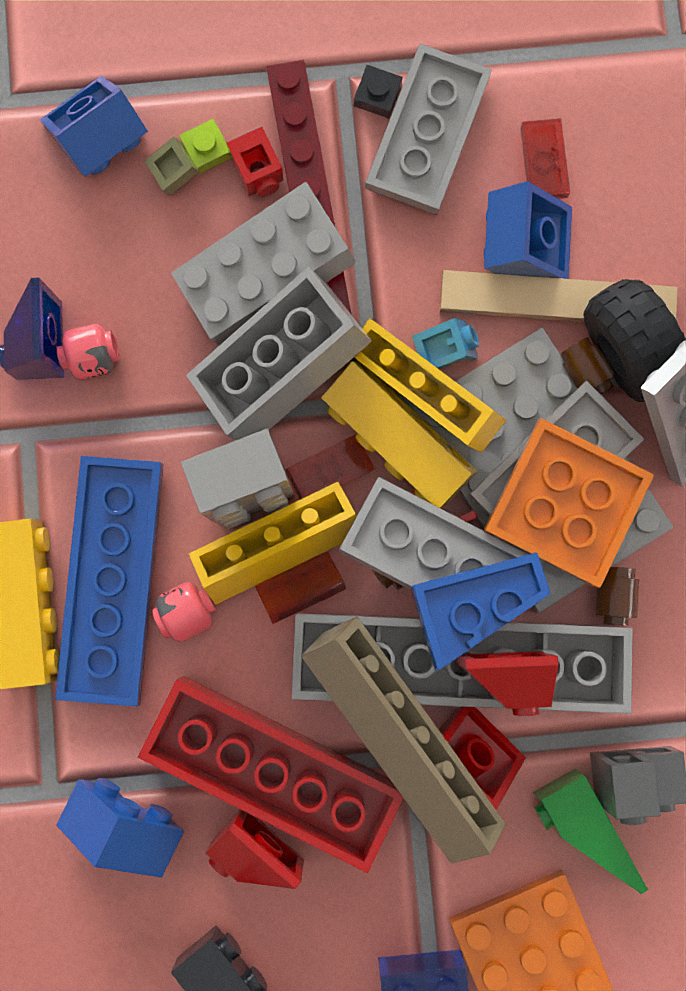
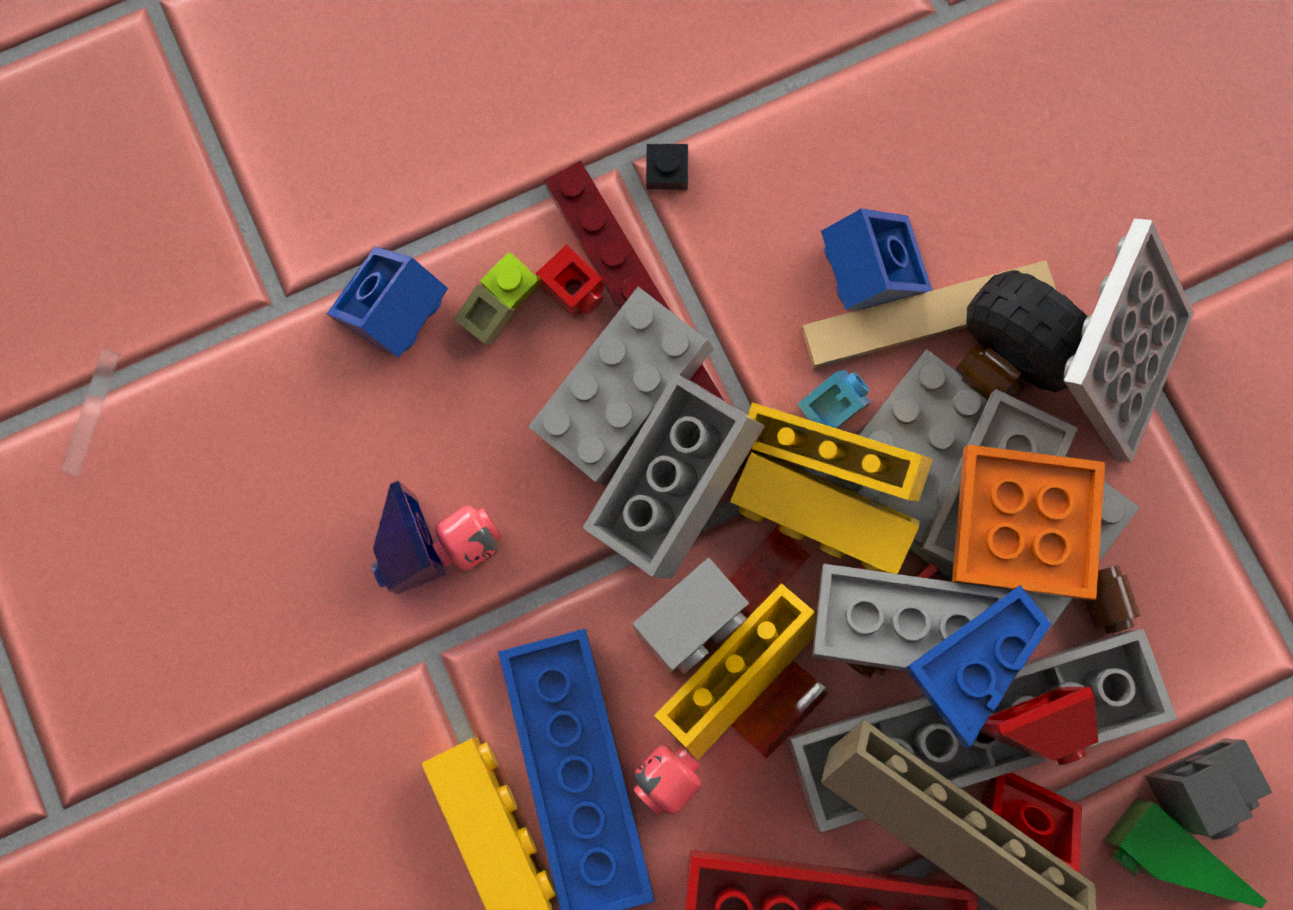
camera: 15 degrees left, 5 degrees down
(428, 129) = (734, 188): light grey plate -> none
(545, 156) = (863, 175): clear red plate -> none

